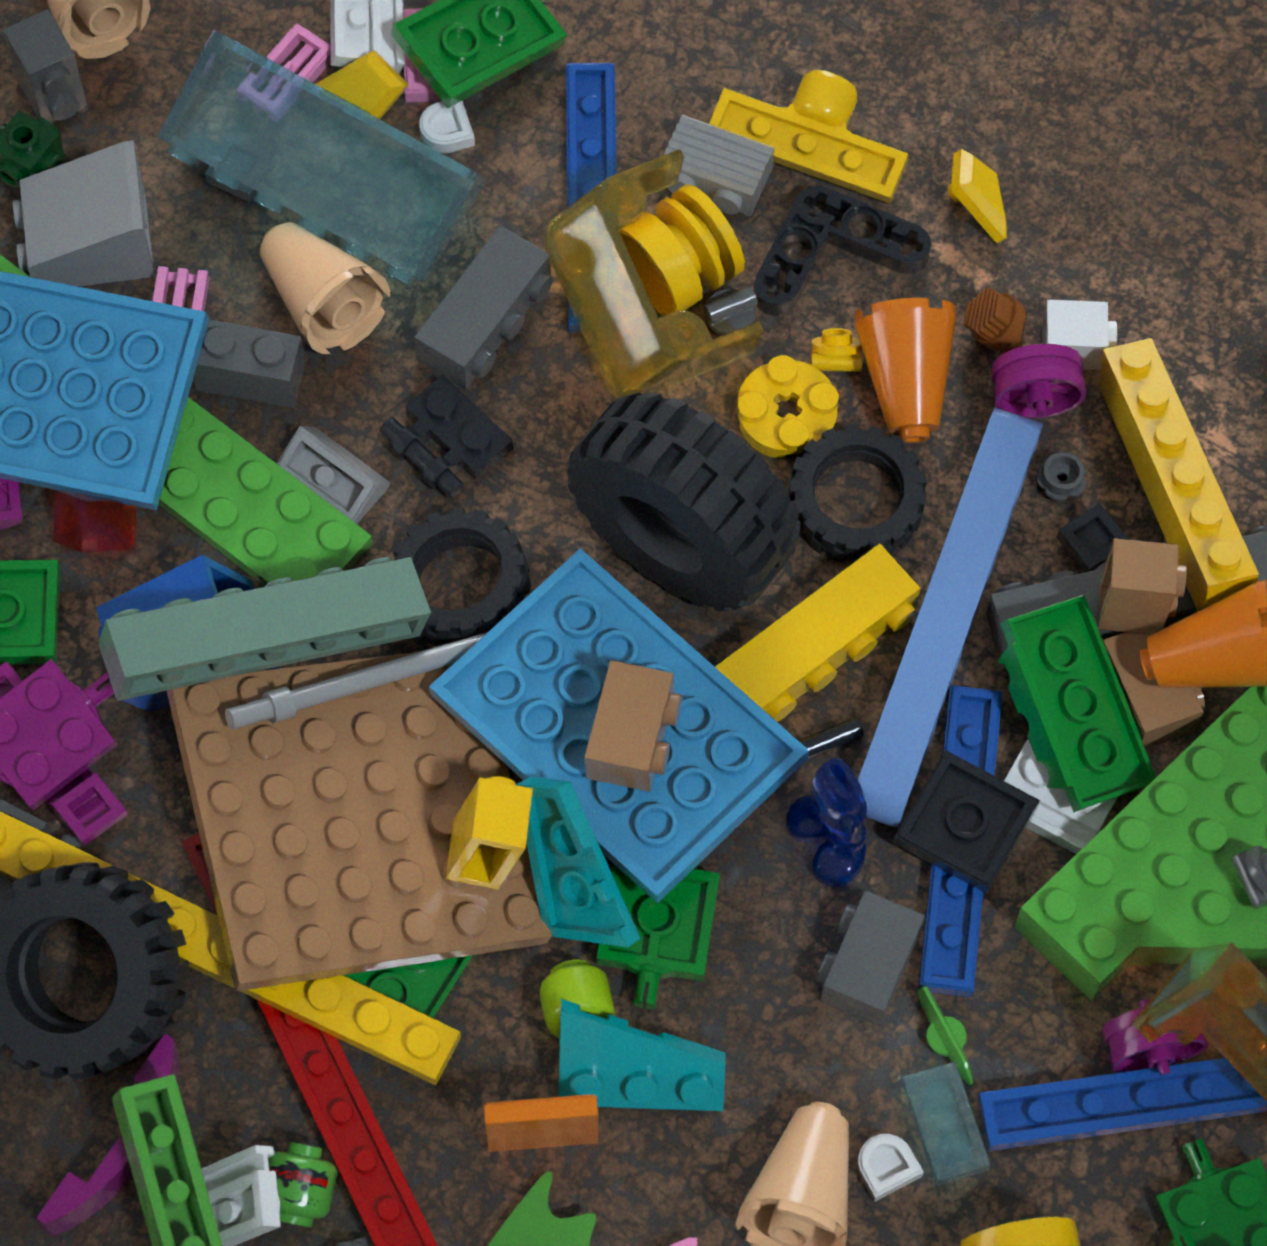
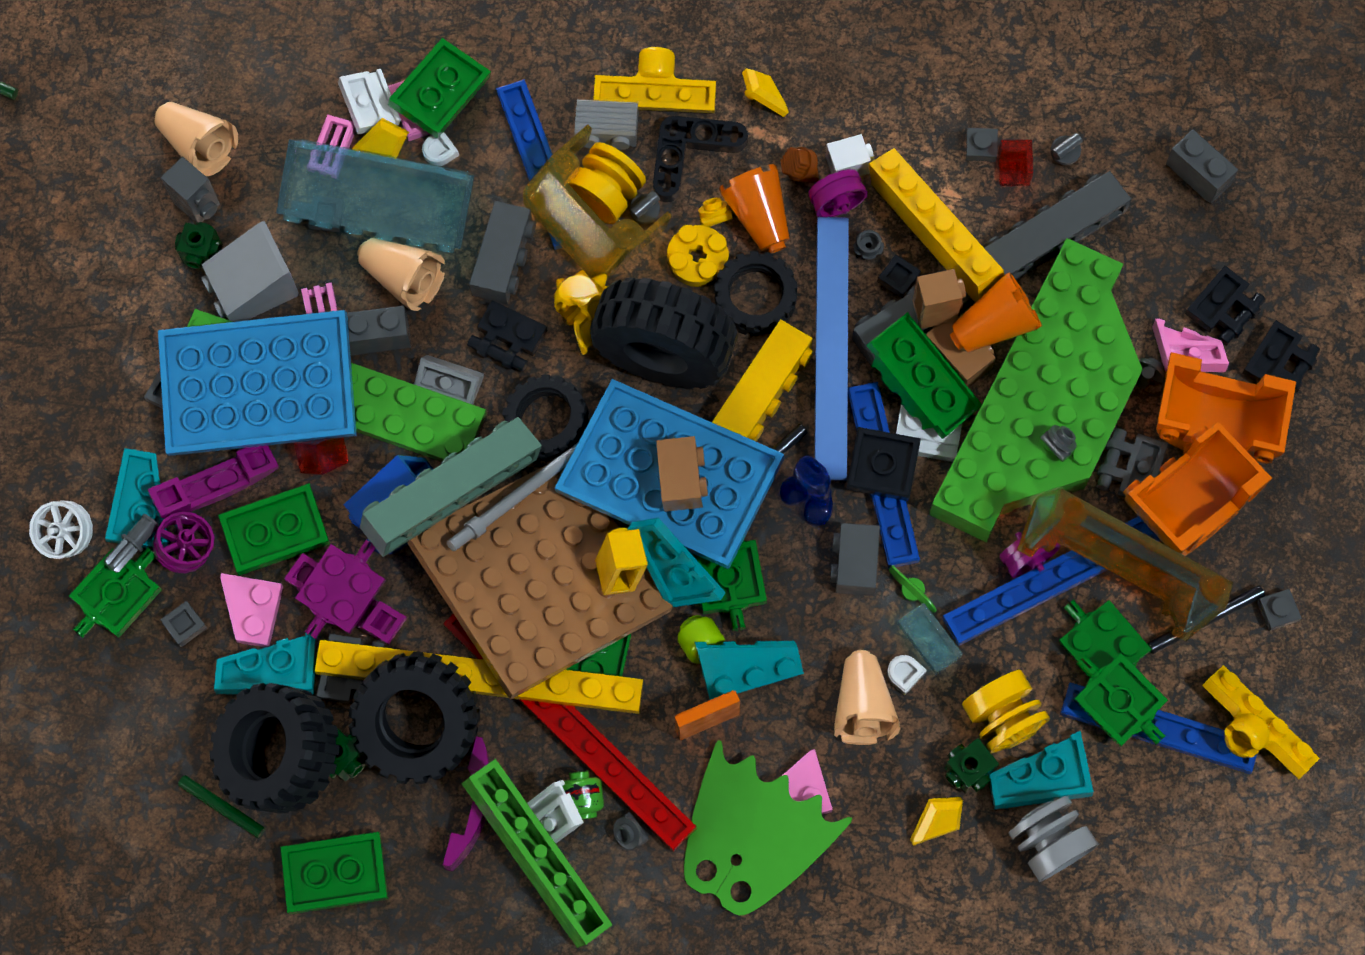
camera: 15 degrees left, 5 degrees up
(566, 414) = (577, 302): none -> yellow head

